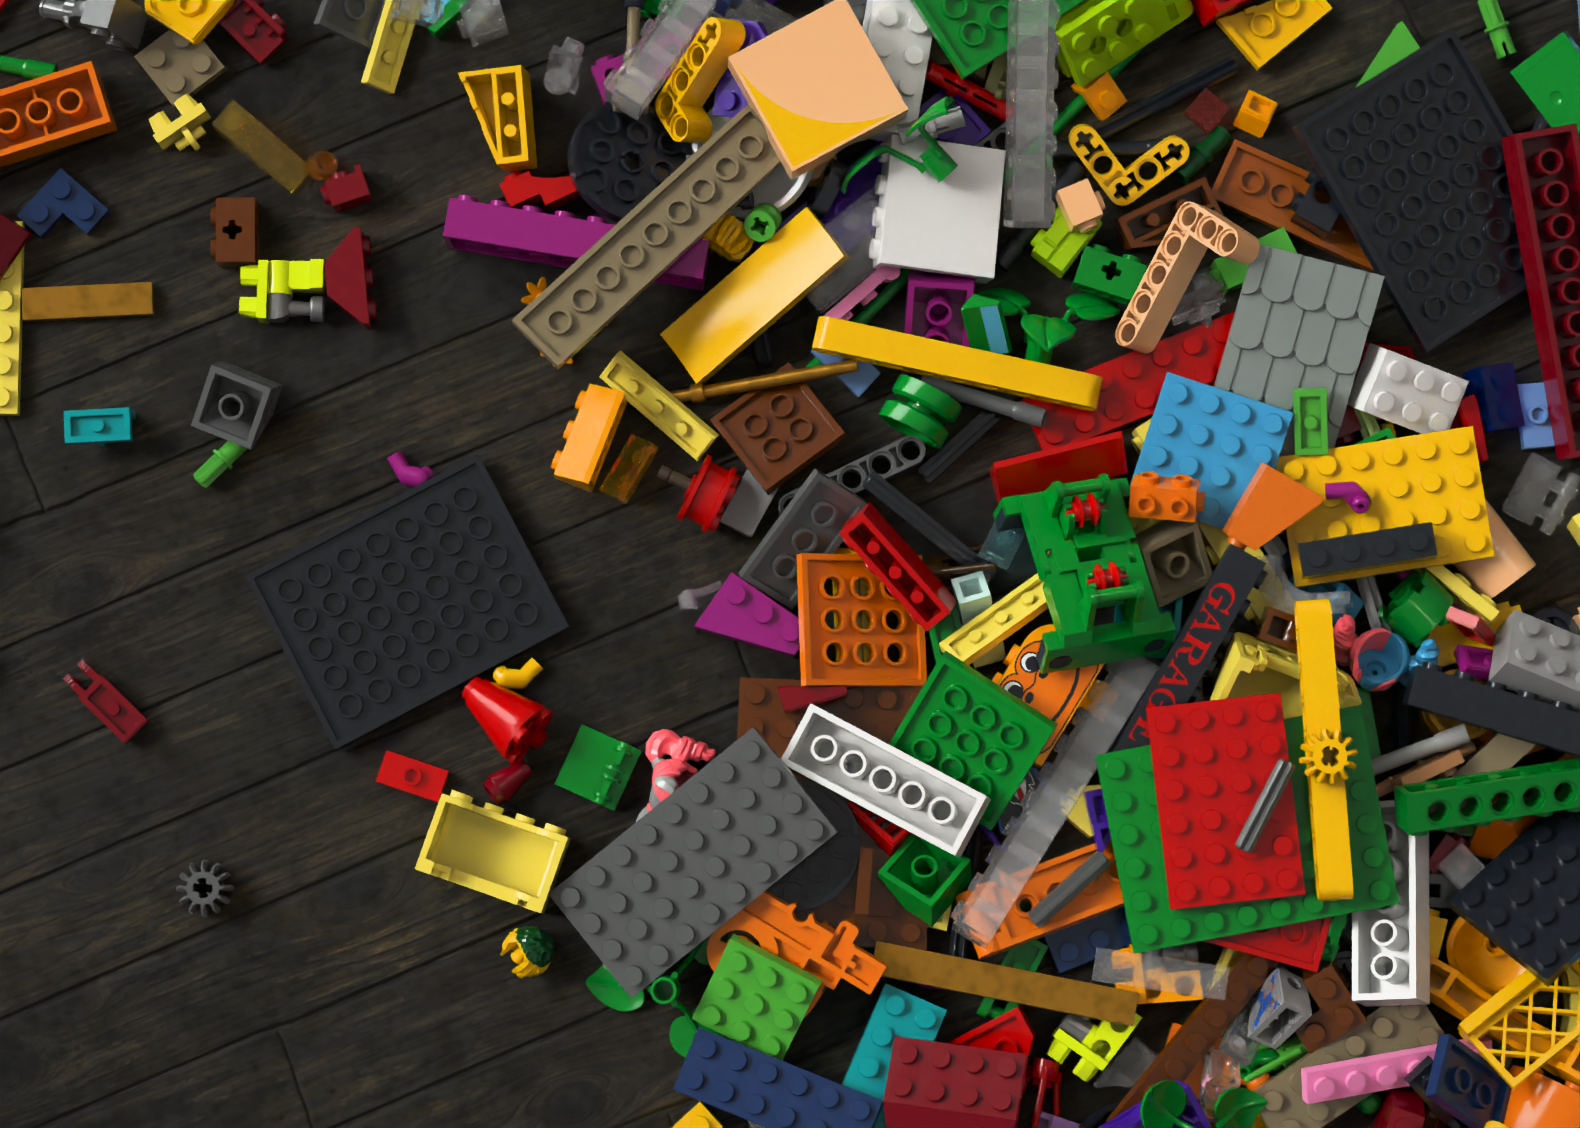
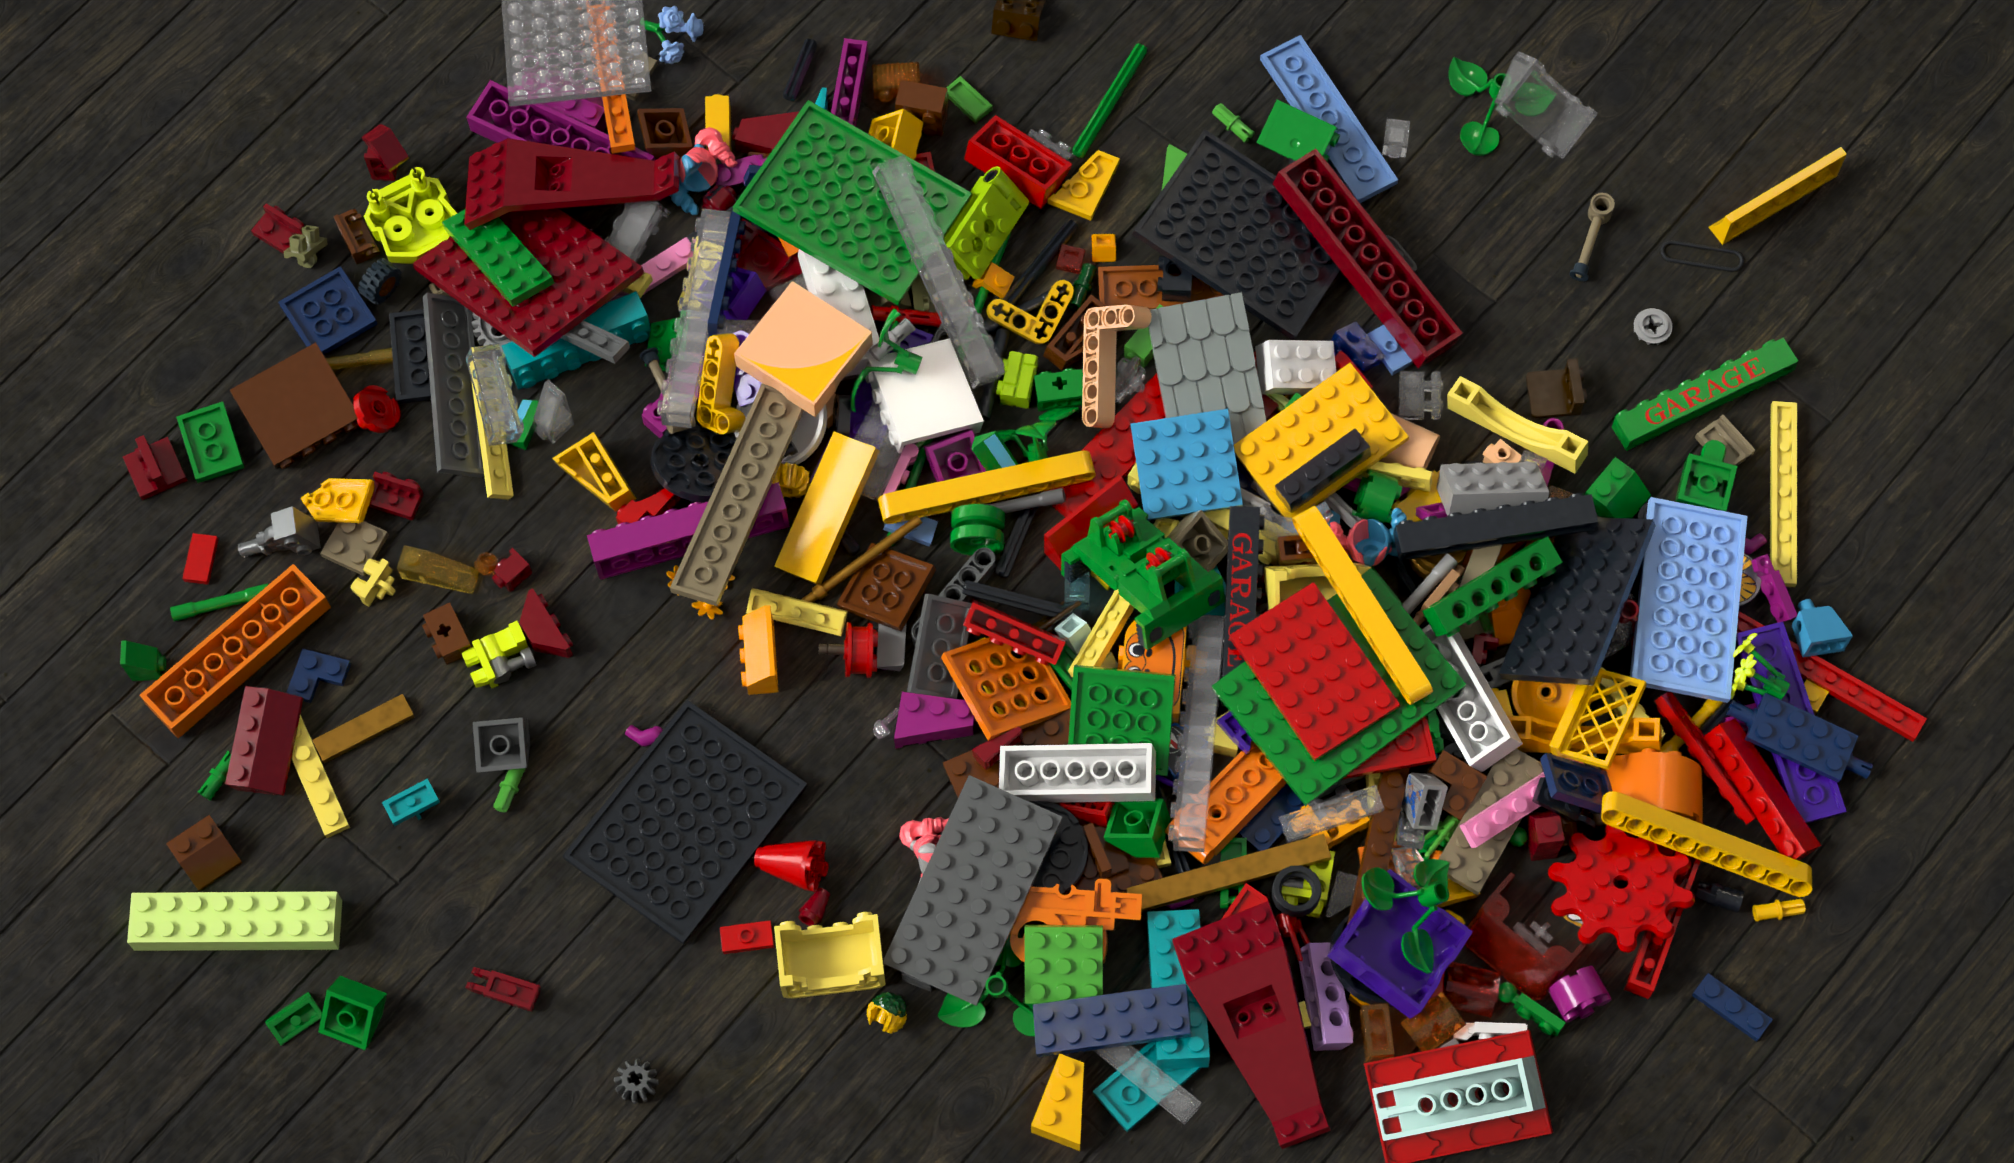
camera: 20 degrees left, 15 degrees down
(517, 678) = (789, 835): yellow arm -> none
(564, 67) = (624, 423): clear hips -> none
(598, 767) = (874, 869): green hinge -> none
(629, 469) = (796, 662): clear yellow plate -> none
(766, 215) = (812, 452): bright green wheel -> none
(1068, 889) = (1239, 785): dark grey axle -> none
(1080, 206) = (1017, 349): light nougat brick -> none
(1088, 1065) = (1298, 910): none -> black tyre
(1166, 497) = (1171, 501): orange brick -> none
(1265, 805) = (1342, 683): dark grey axle -> none
(1268, 508) = (1243, 473): orange slope -> none
(1310, 421) = (1242, 410): bright green plate -> none
(1339, 757) = (1375, 605): yellow gear -> none
(1352, 493) = (1292, 441): magenta arm -> none
(1460, 866) = (1494, 649): clear tile -> none
(1470, 626) = (1417, 489): red tile -> none

